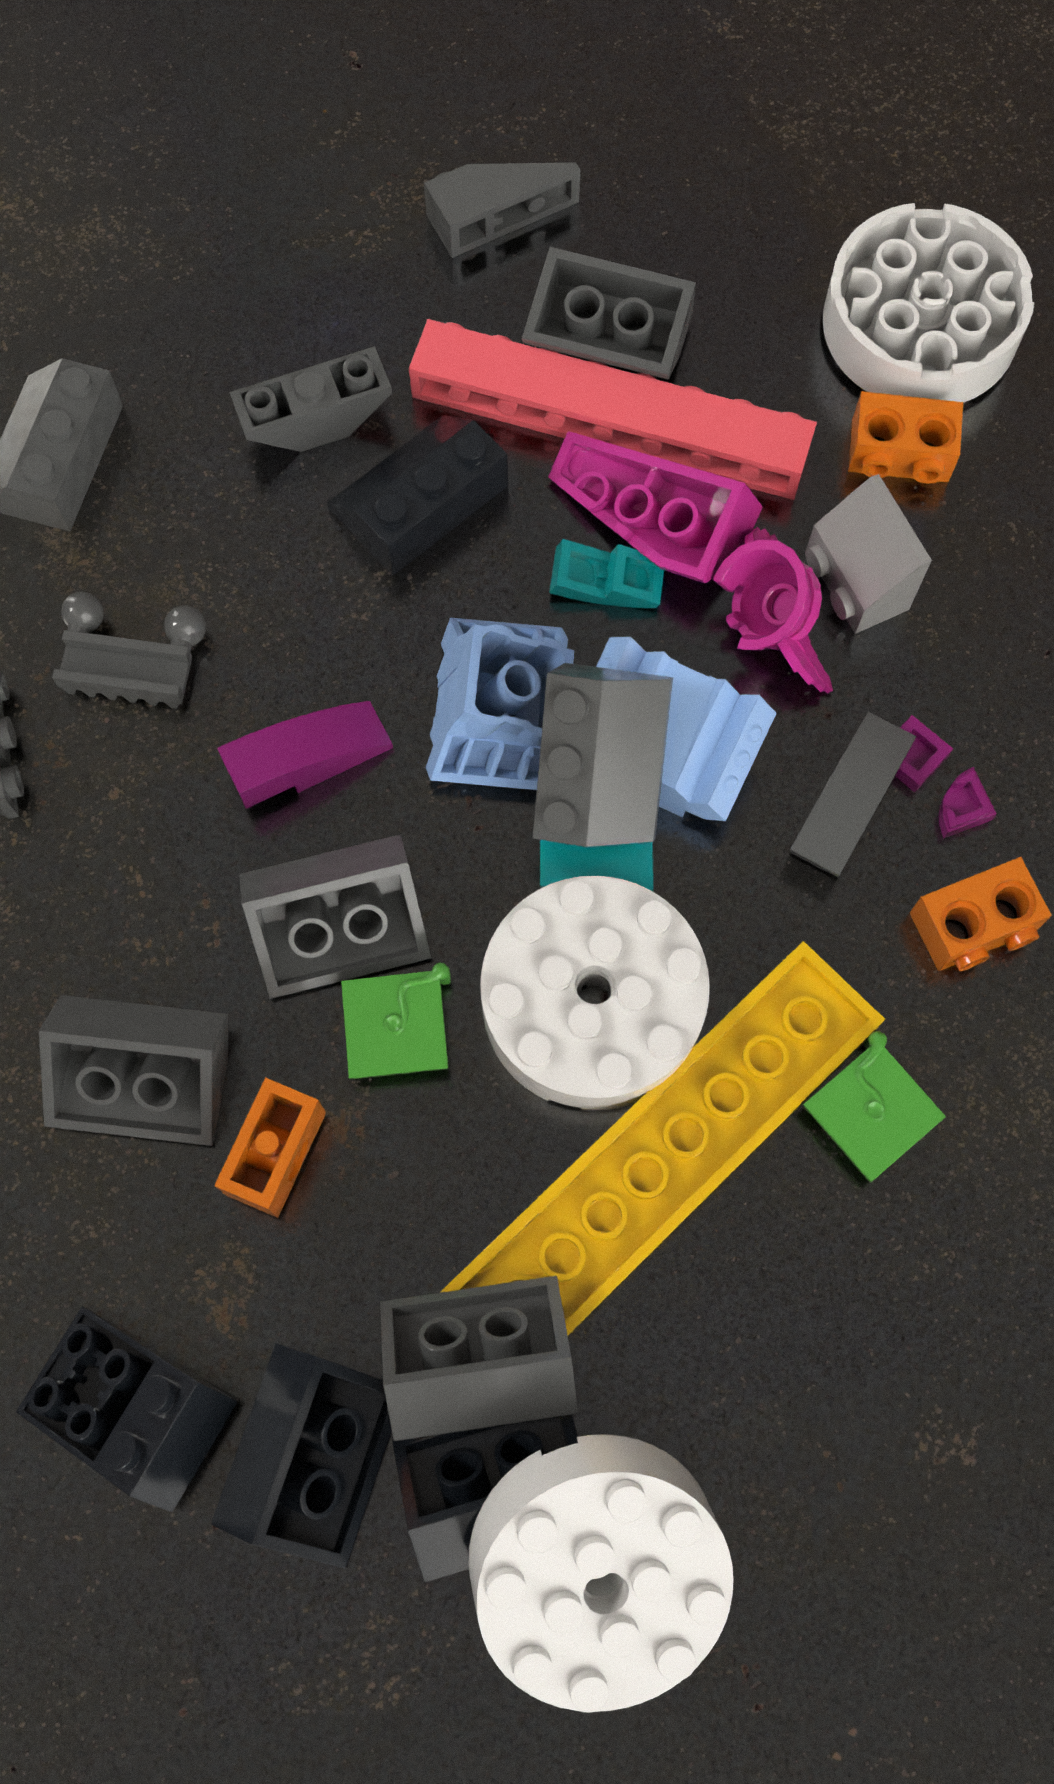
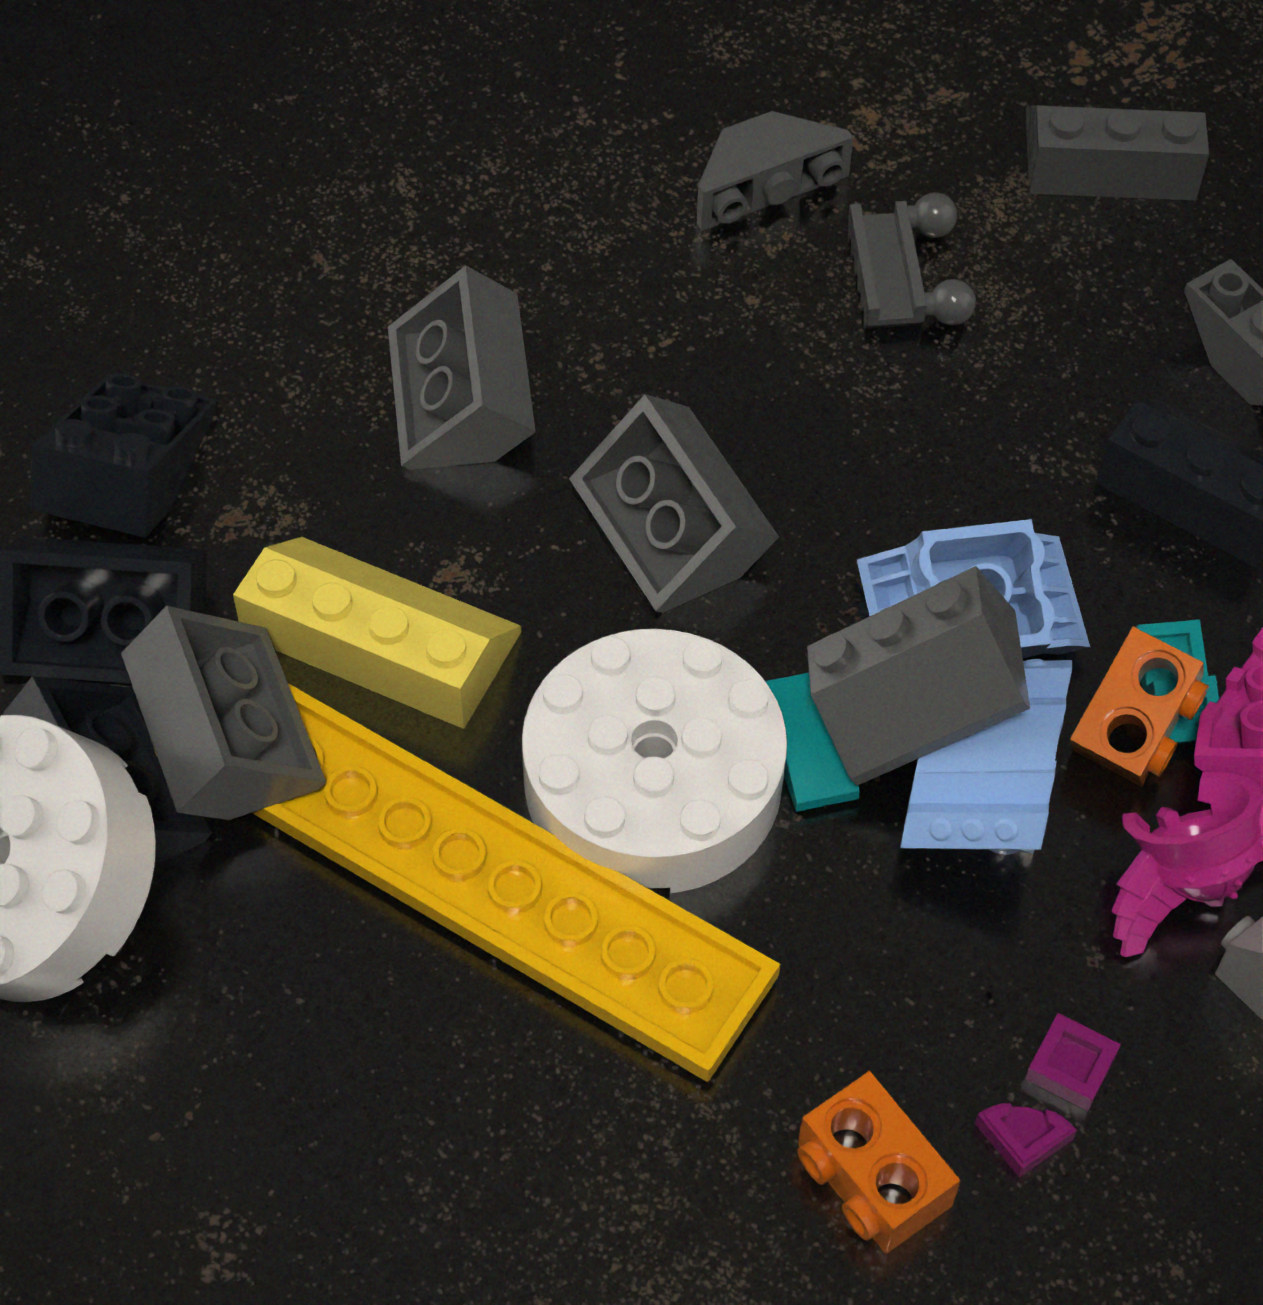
camera: 75 degrees right, 15 degrees down
(271, 1147) = (402, 498): orange brick -> none
(303, 750) = (848, 435): magenta slope -> none
(389, 1200) = (375, 628): none -> light yellow slope
(395, 1023) = (569, 585): bright green hat -> none
(654, 594) = (1125, 702): none -> orange brick
(852, 794) = (983, 985): dark grey slope -> none
(874, 1109) = (595, 1078): bright green hat -> none

